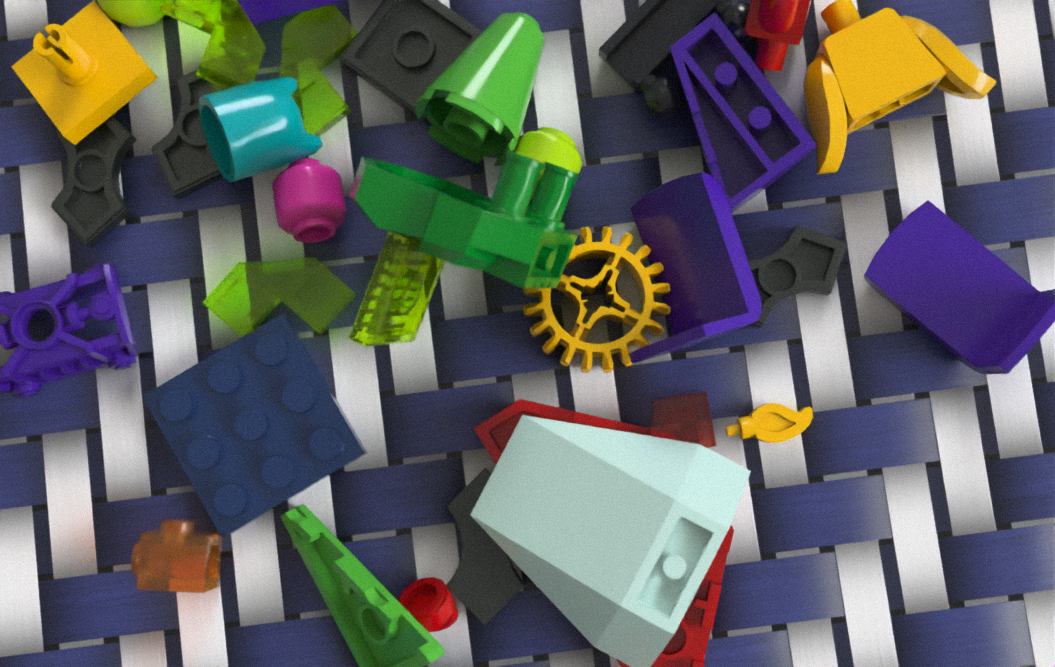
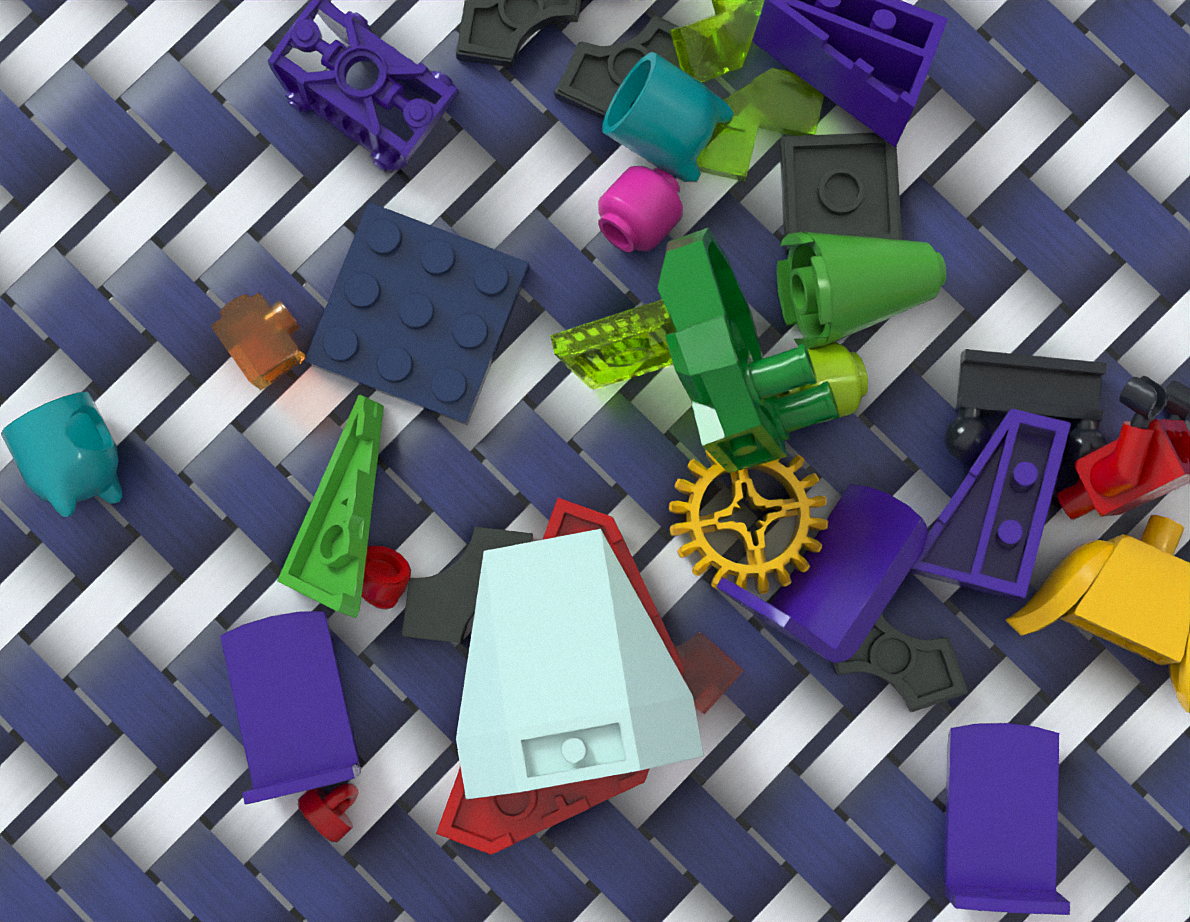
camera: 50 degrees right, 0 degrees up
(258, 287) = (532, 223): clear neon green tile -> none
(771, 423) = (760, 747): yellow piece -> none

